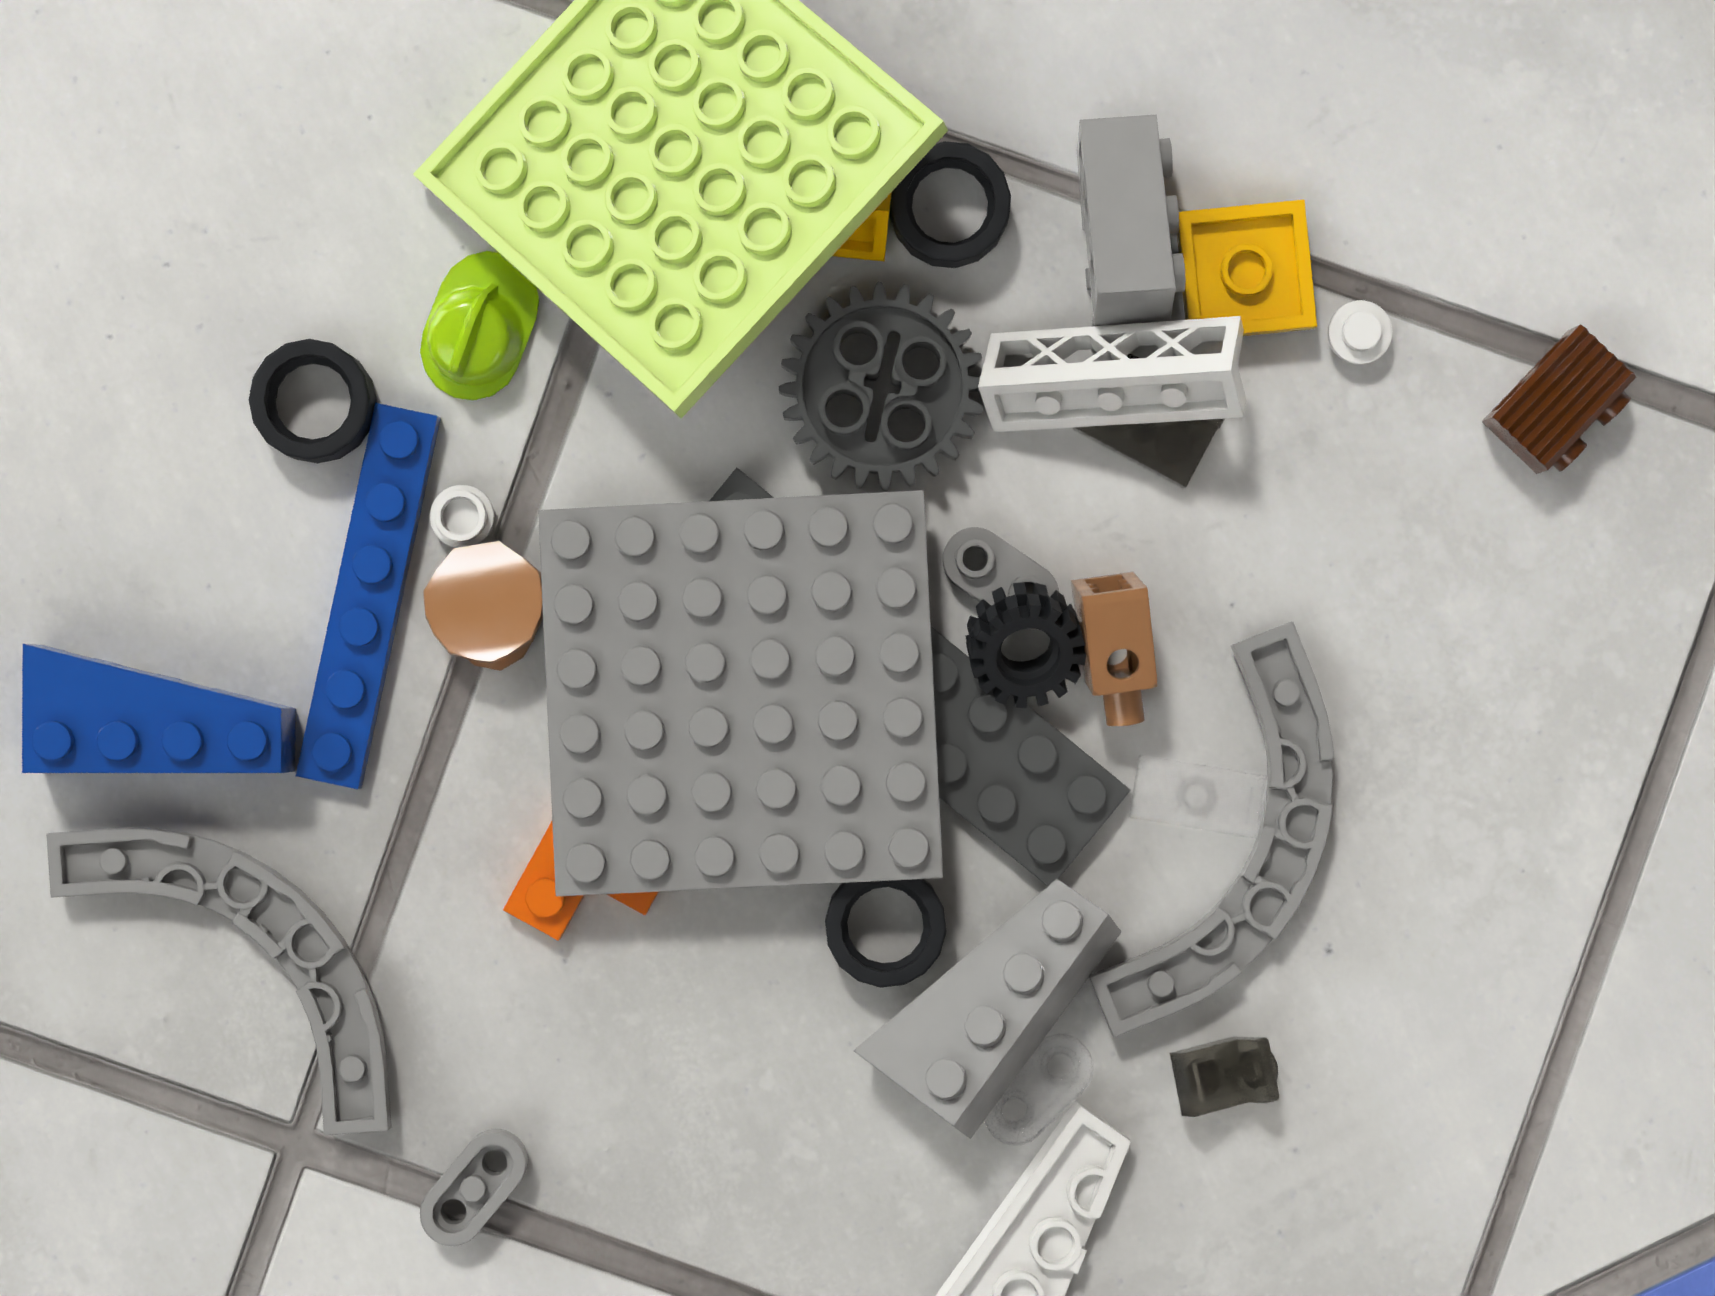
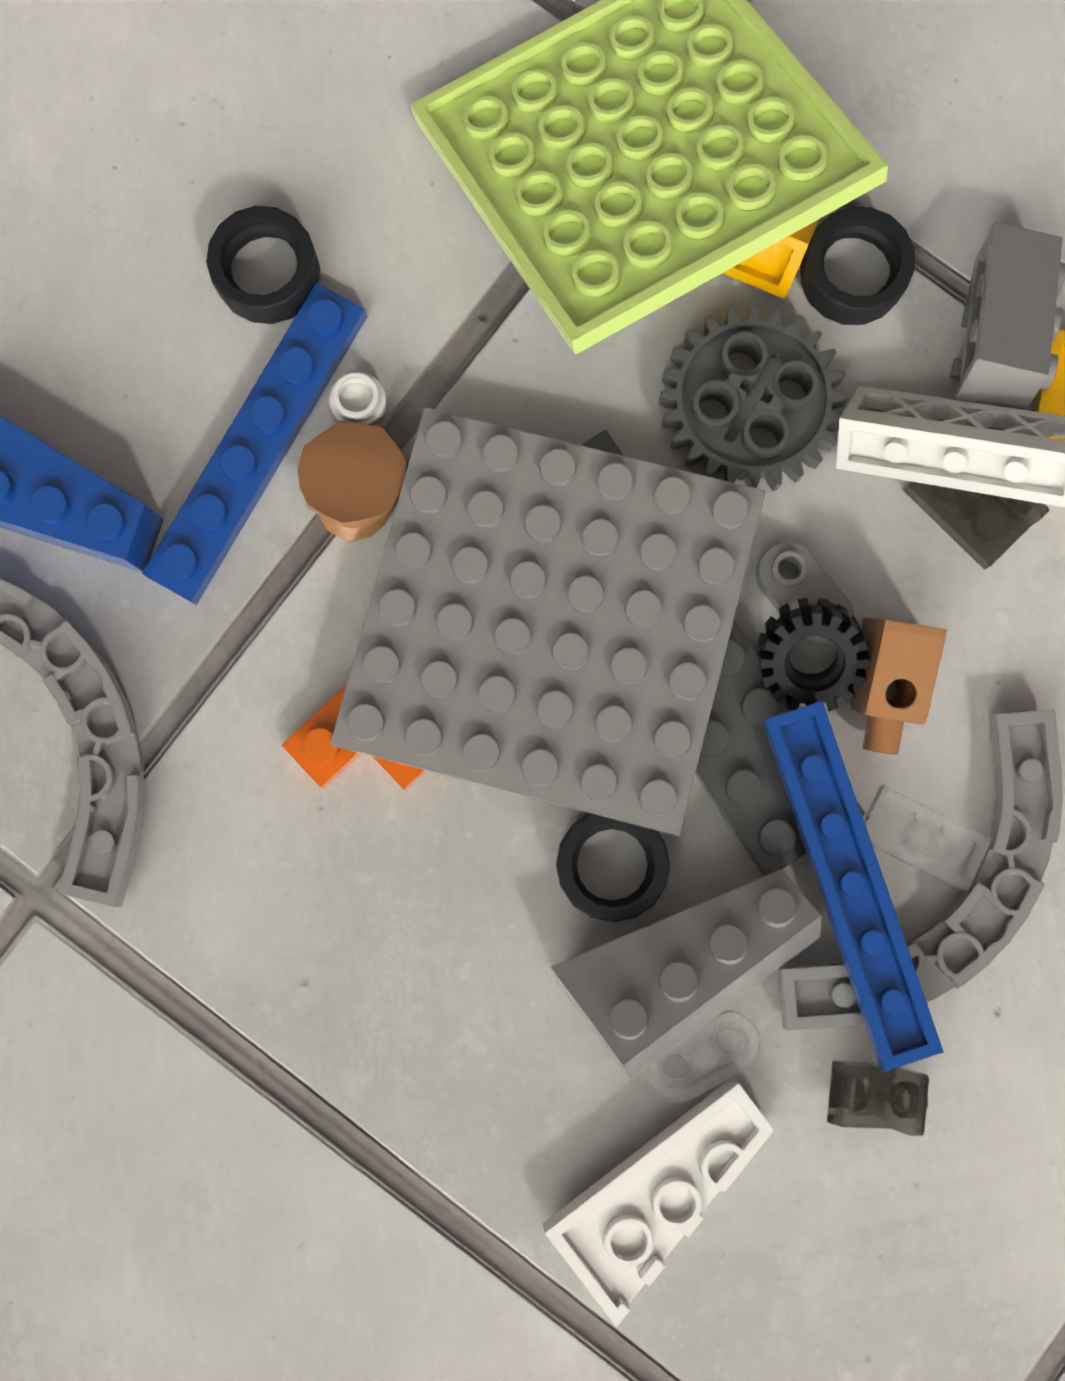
camera: 20 degrees right, 5 degrees down
(475, 1186) = (175, 980): light grey plate -> none
(478, 326) = (424, 250): lime piece -> none
(1132, 871) = (852, 887): none -> blue plate

